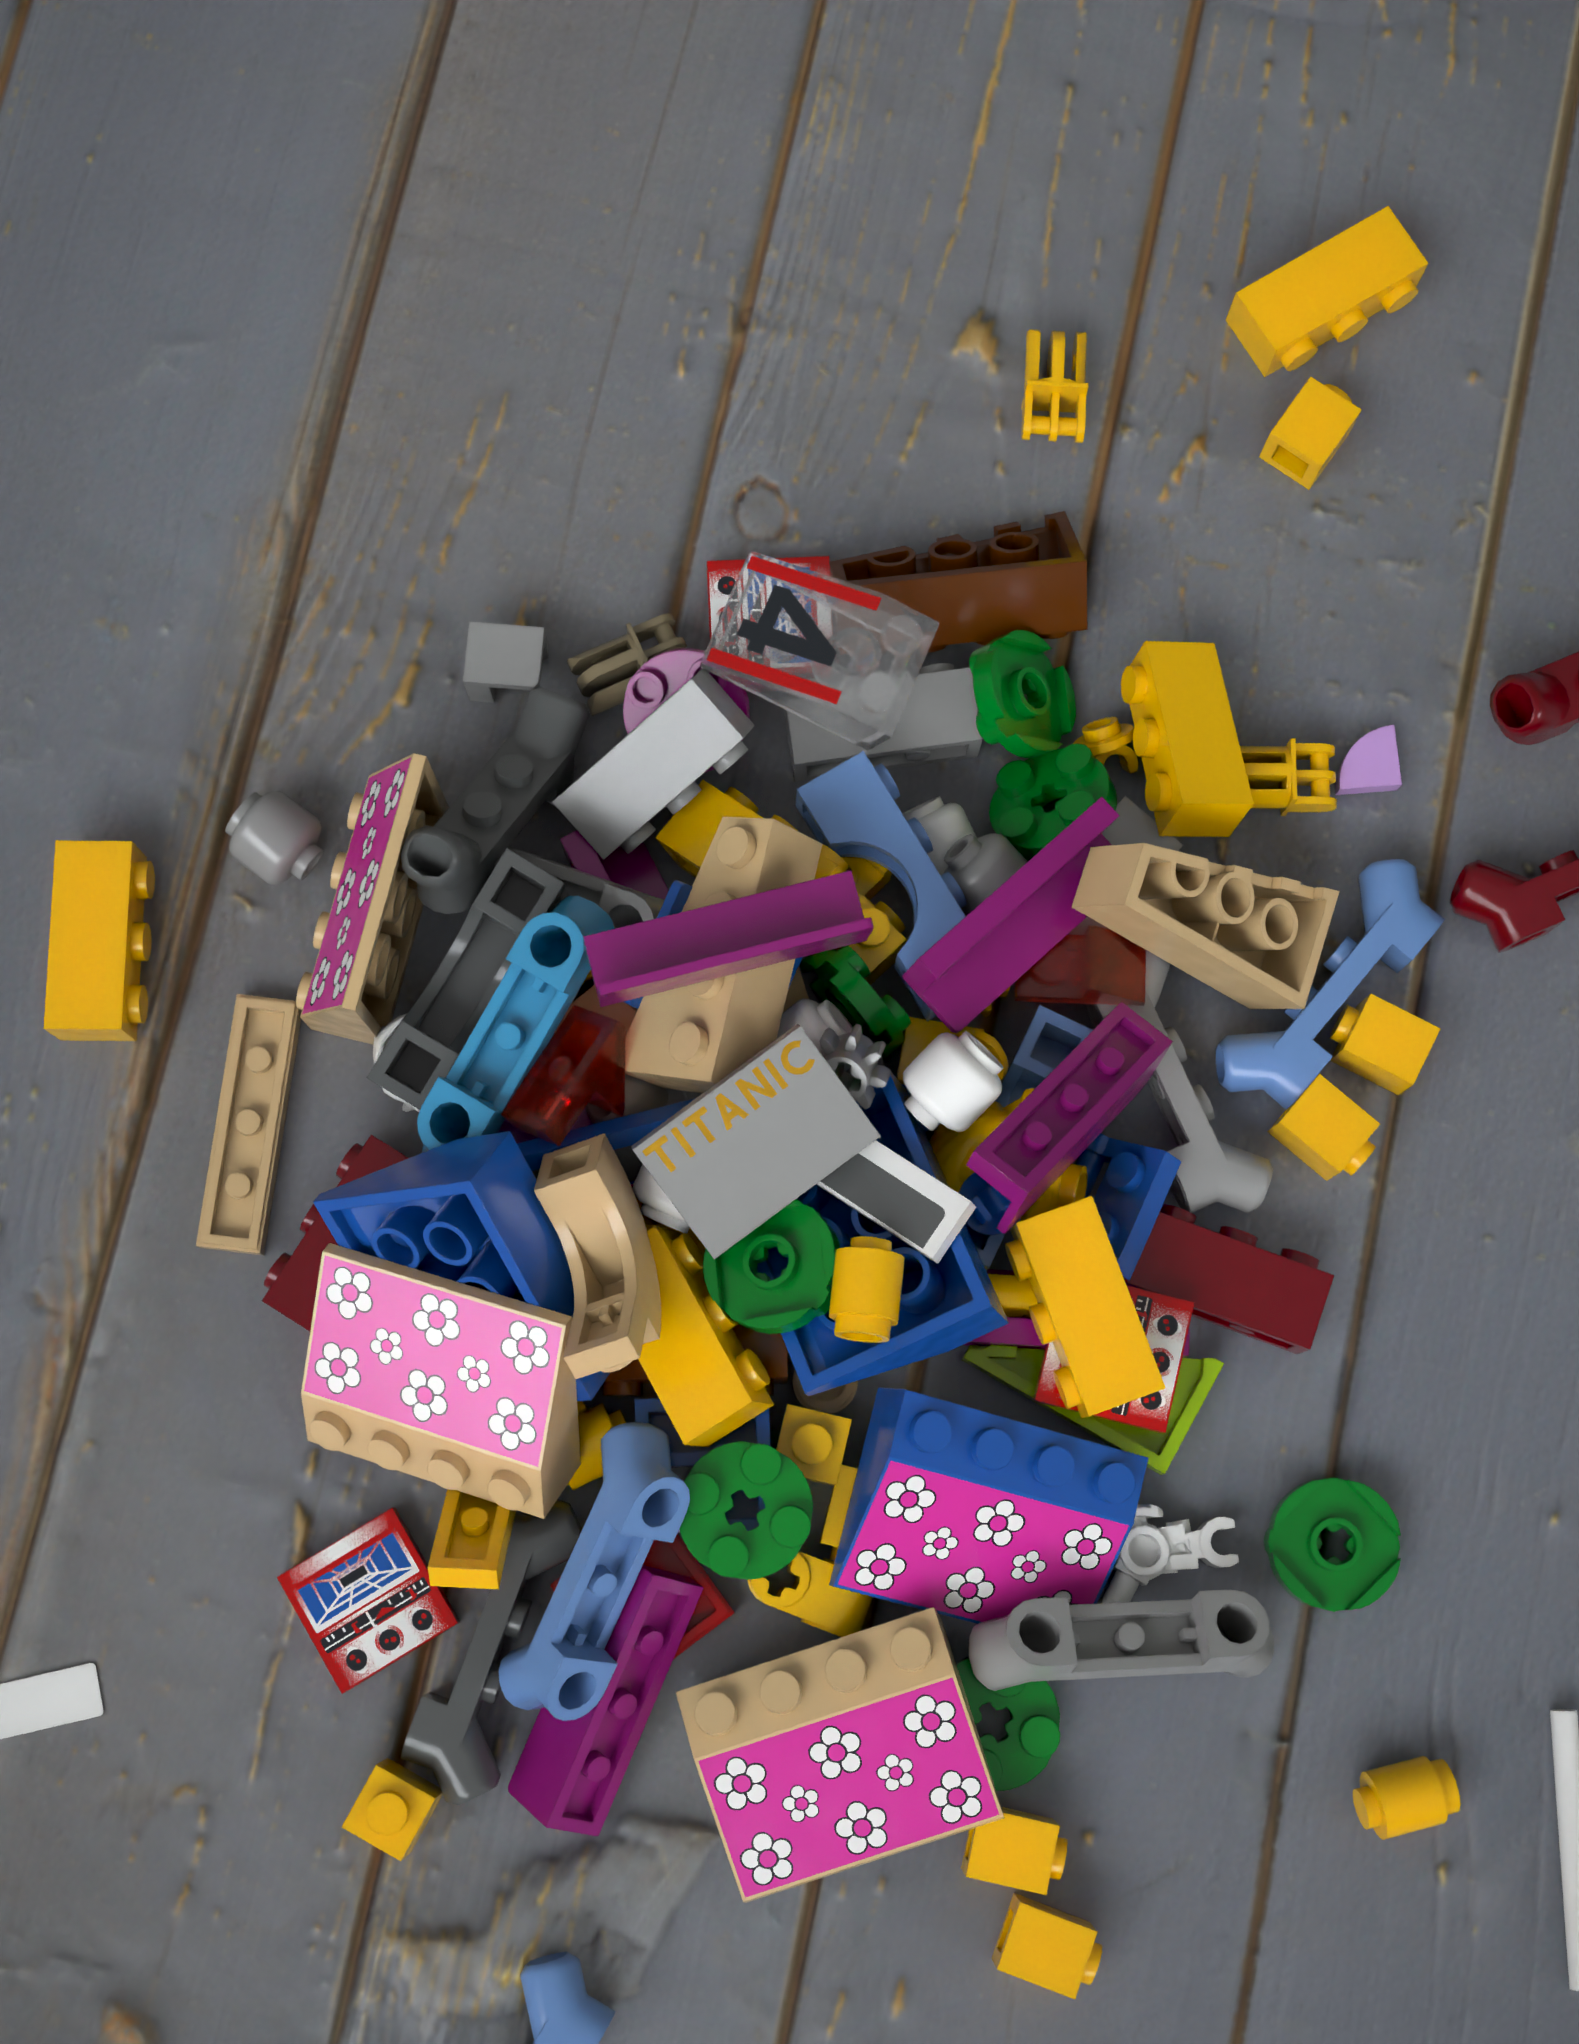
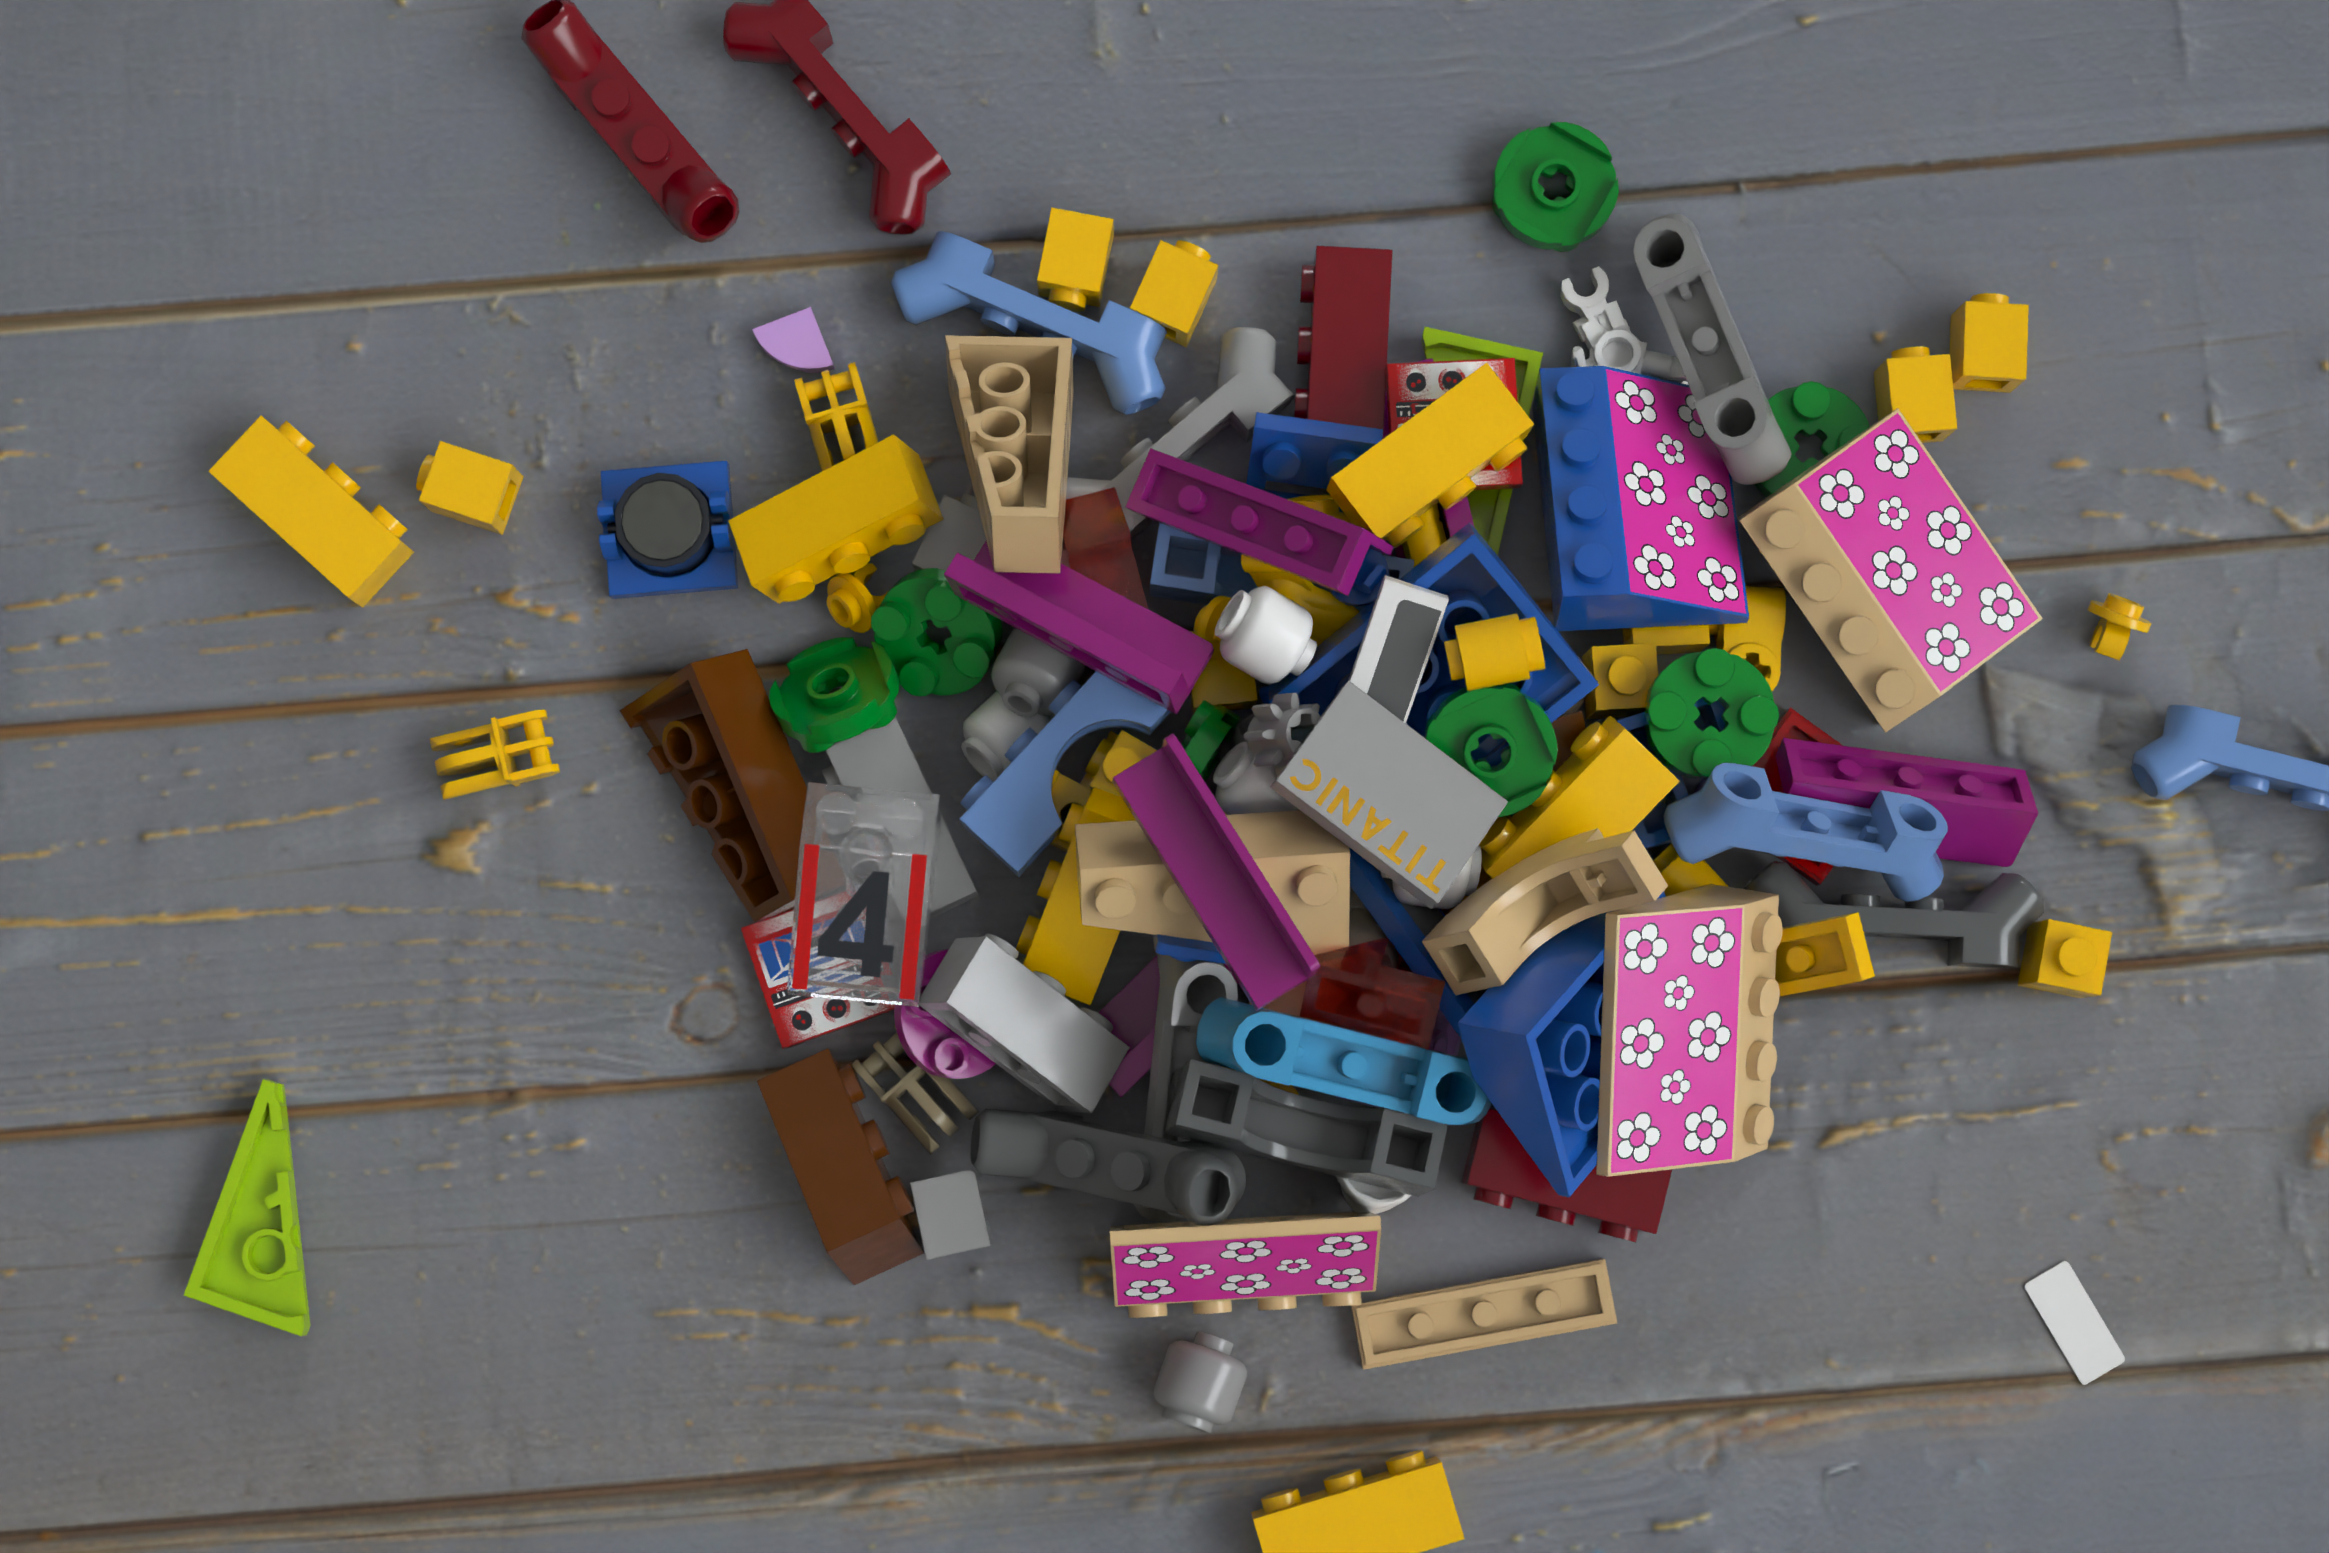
camera: 110 degrees left, 5 degrees up
(368, 1600) = (1887, 1048): tile -> none
(581, 572) = (841, 1166): none -> reddish brown wedge
(682, 75) = (253, 1242): none -> lime wing
(722, 1988) = (2114, 628): none -> yellow plate
(1225, 594) = (668, 526): none -> piece
(1406, 1796) = (1756, 66): yellow brick -> none

